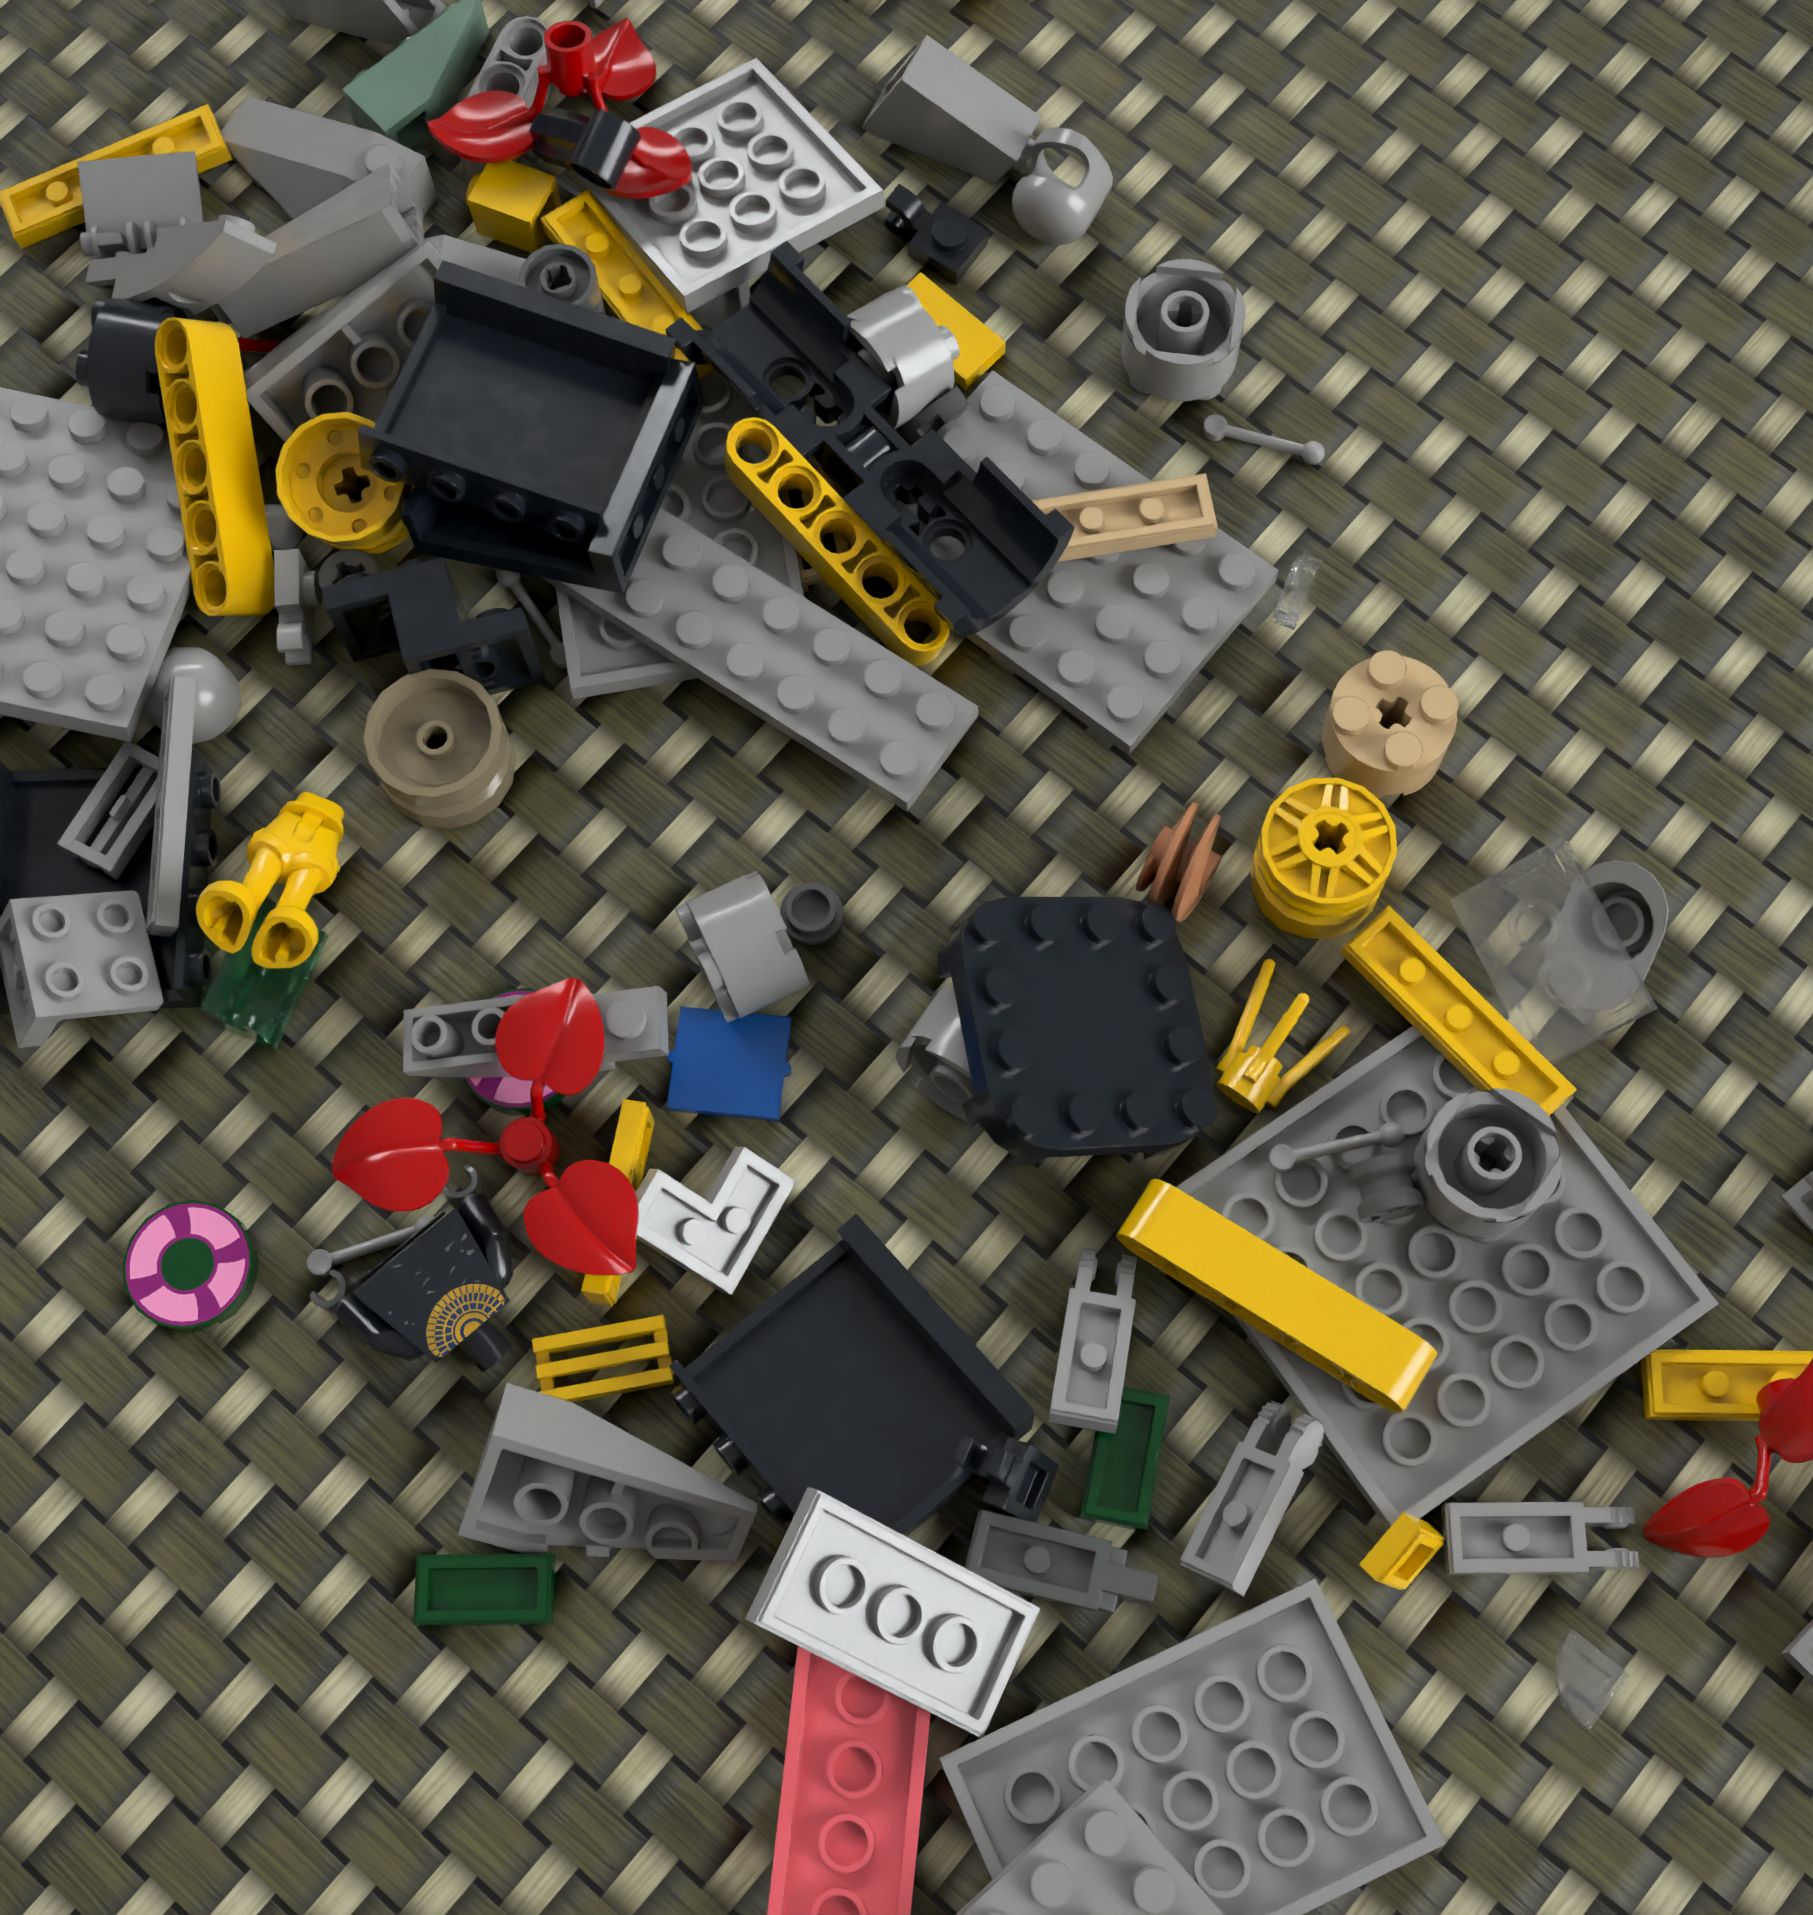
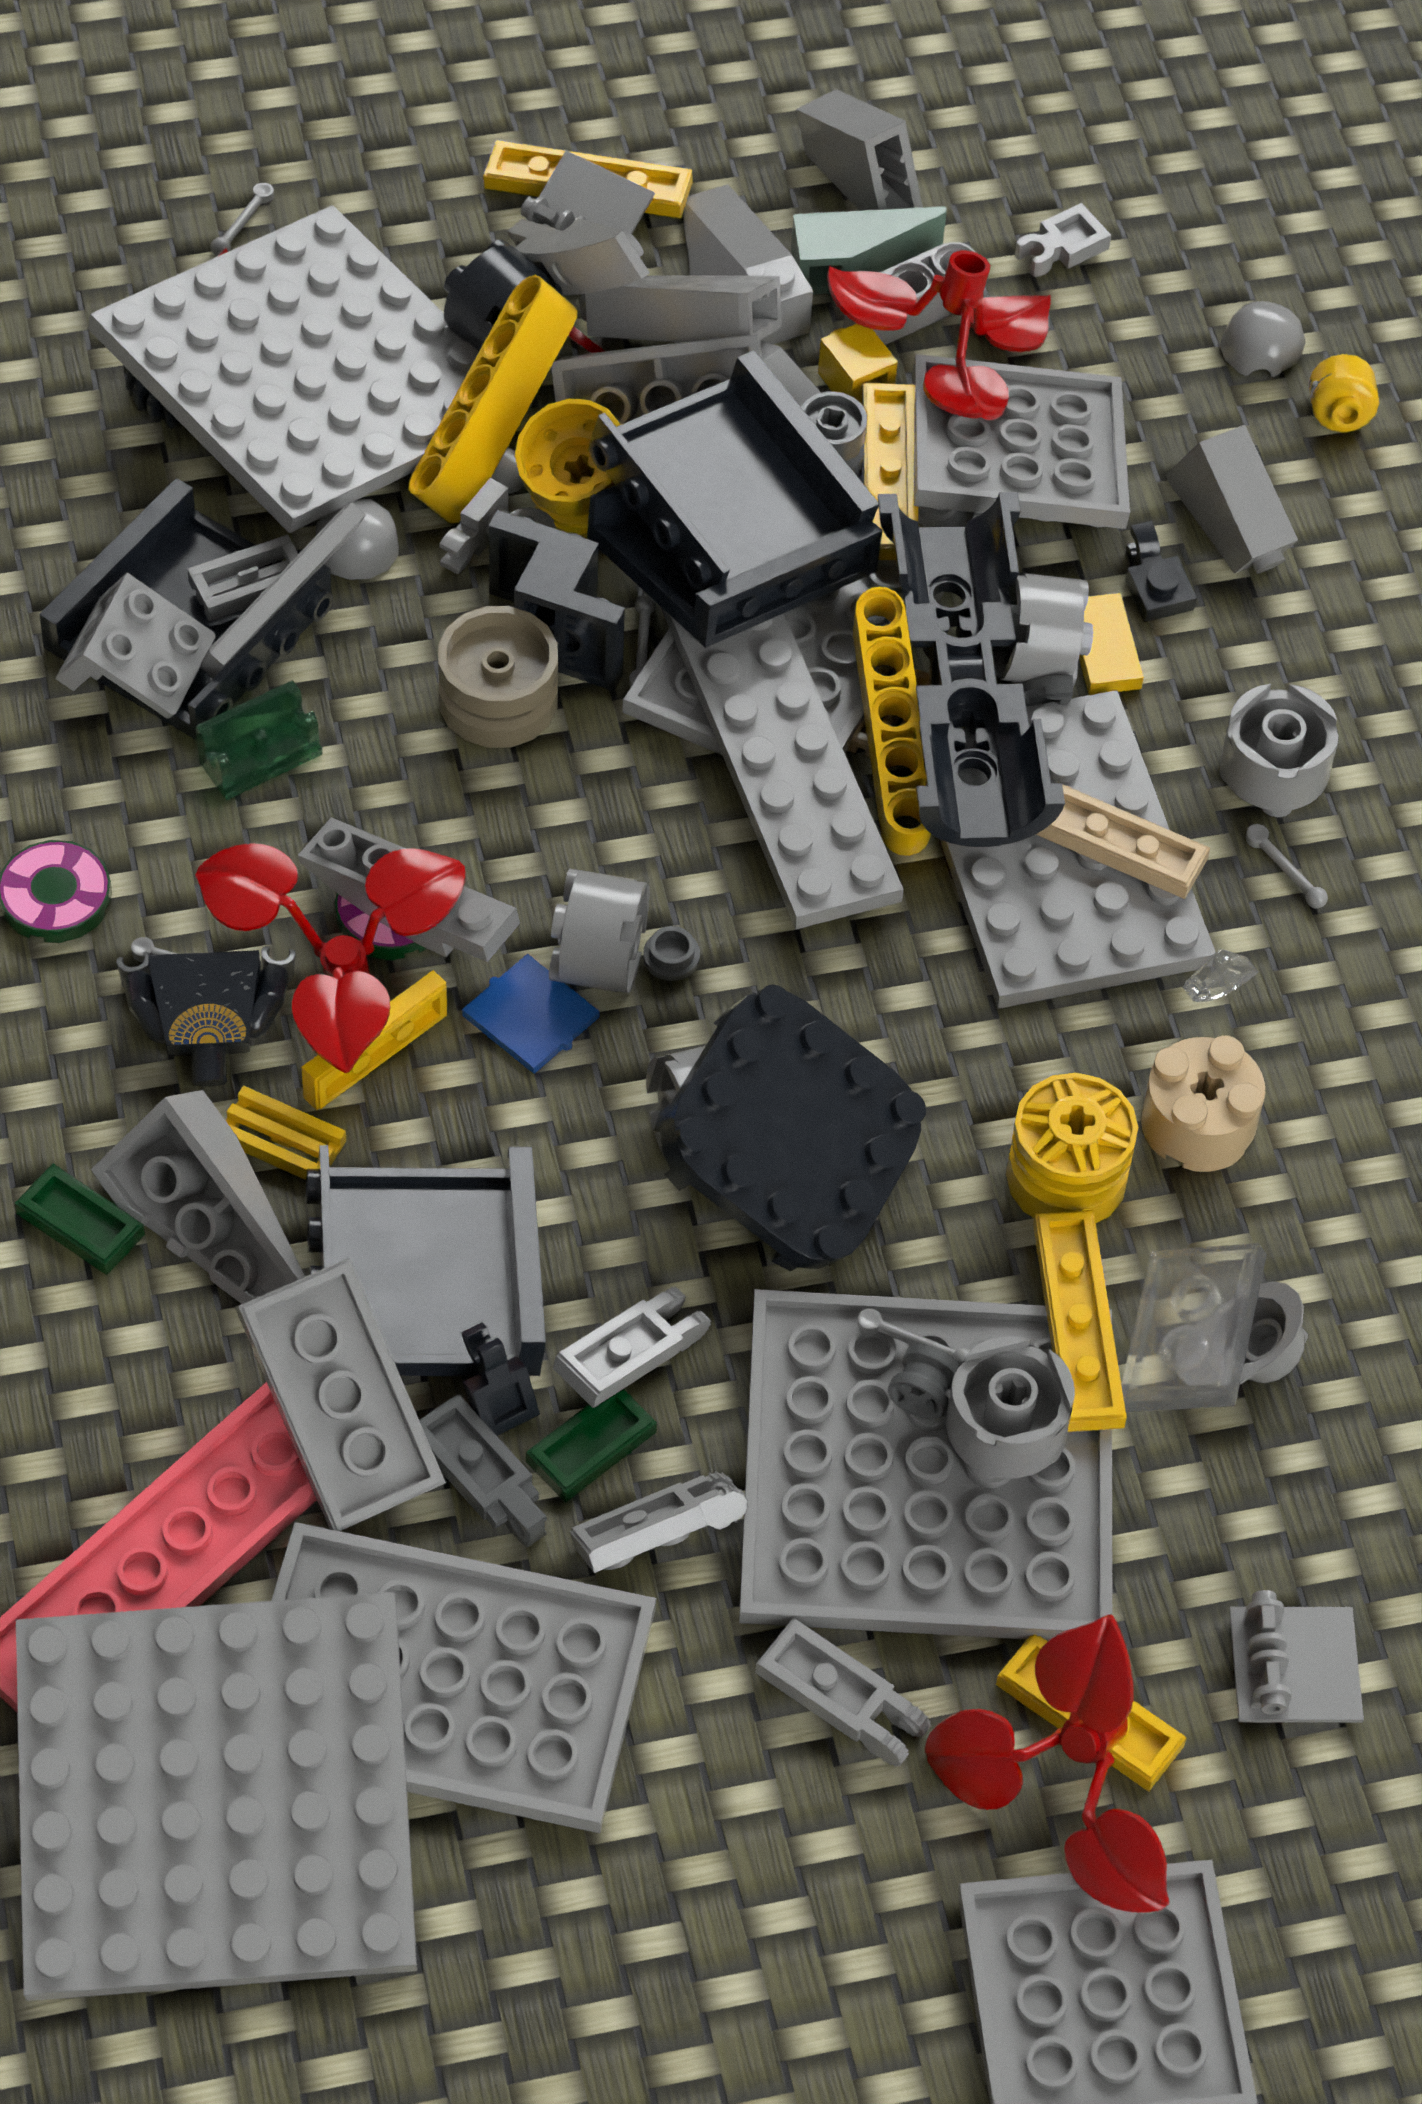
camera: 30 degrees right, 15 degrees down
(294, 851) = (341, 673): yellow piece -> none
(590, 146) = (931, 349): black piece -> none
(718, 1233) = (428, 1104): plate -> none
(1050, 207) = (1258, 605): light grey helmet -> none
(1181, 864) = (966, 1087): nougat piece -> none
(1253, 1076) = (901, 1260): yellow plant -> none
(1277, 1295) = (784, 1396): yellow beam -> none
(1402, 1551) = (733, 1623): yellow tile -> none
(1585, 1679) = (799, 1809): clear tile -> none

